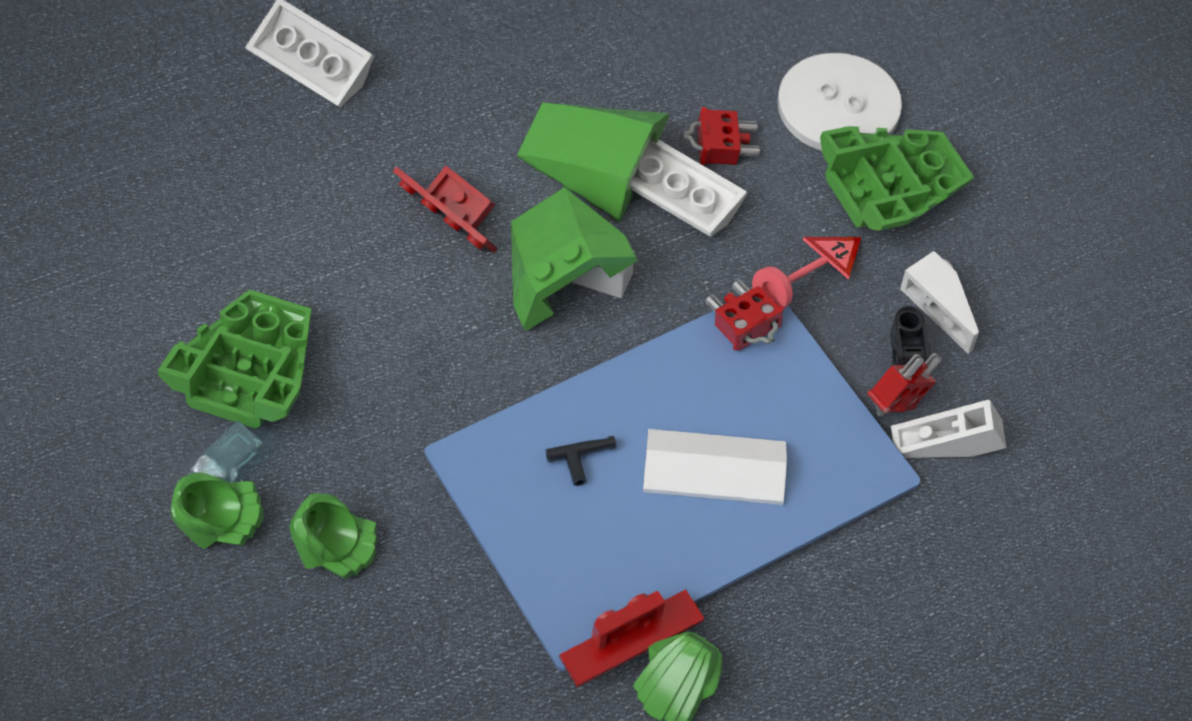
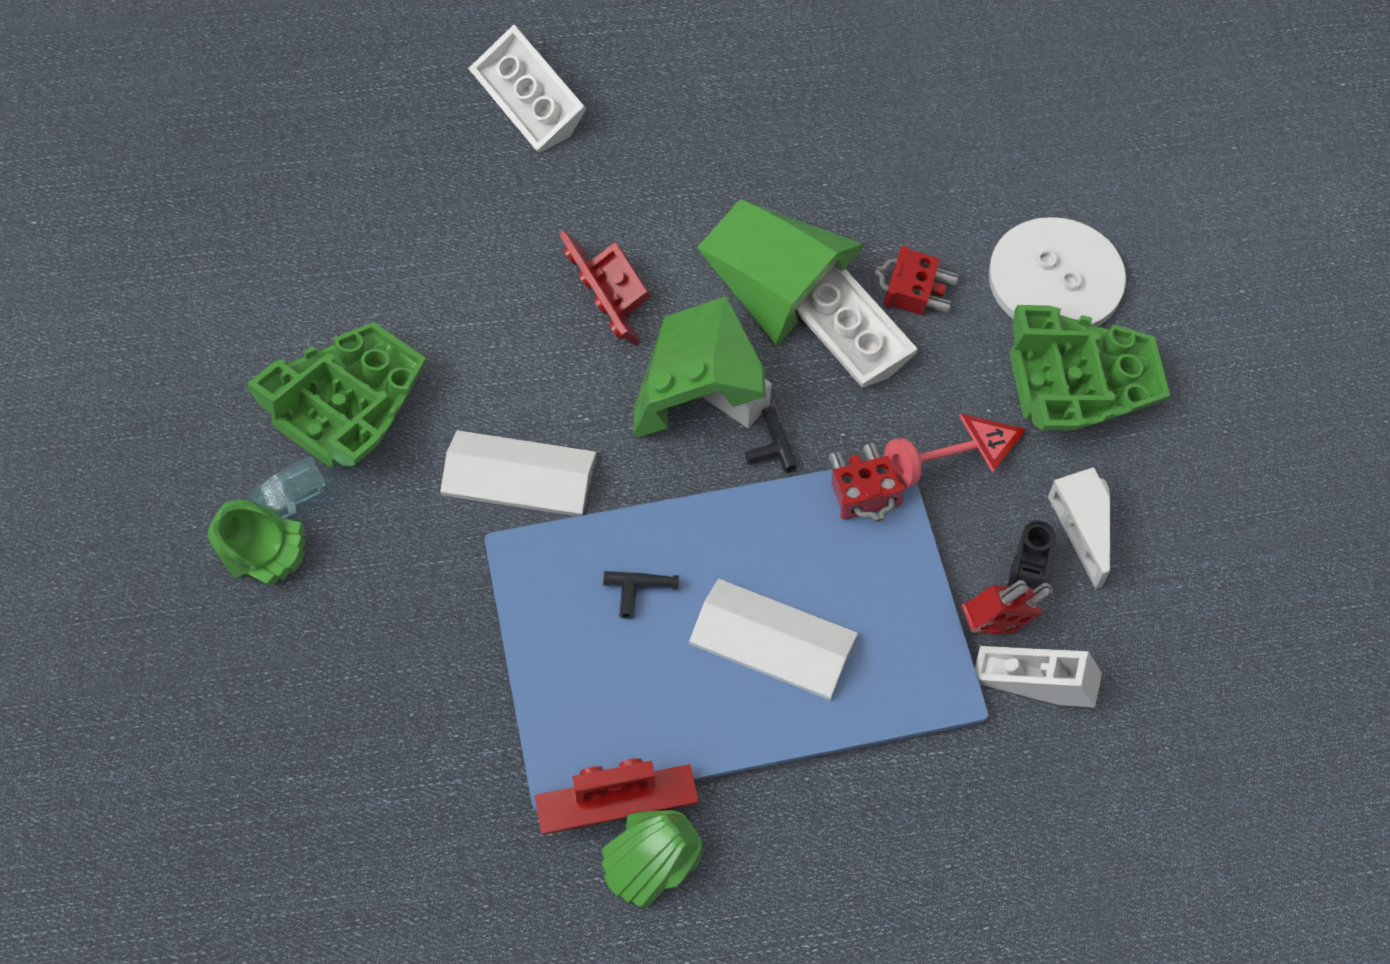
camera: 20 degrees right, 5 degrees up
(332, 536) = (359, 601): bright green hair -> none
(431, 389) = (517, 473): none -> white slope
(655, 307) = (779, 448): none -> black piece

